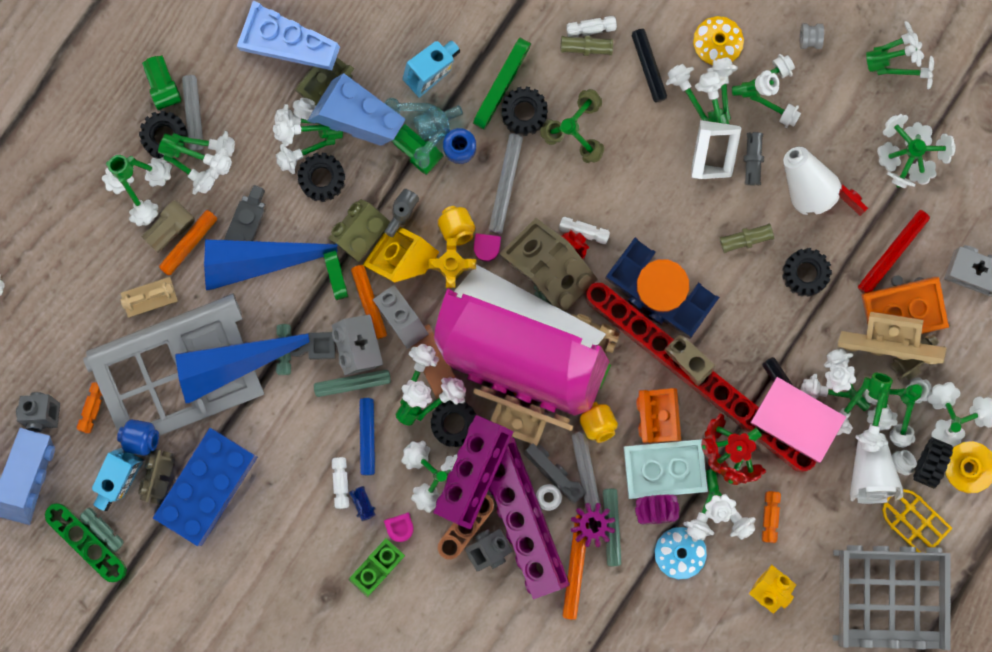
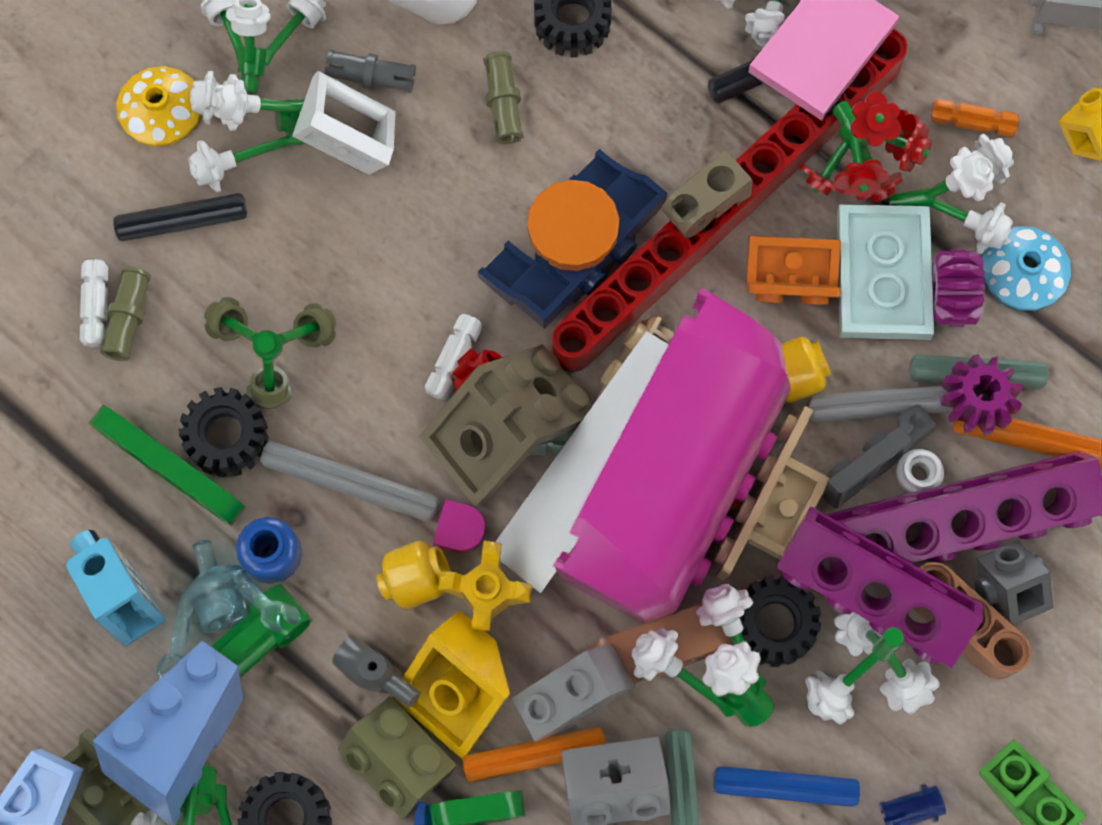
camera: 80 degrees left, 10 degrees down
(400, 527) = (958, 744): dark pink tile -> none

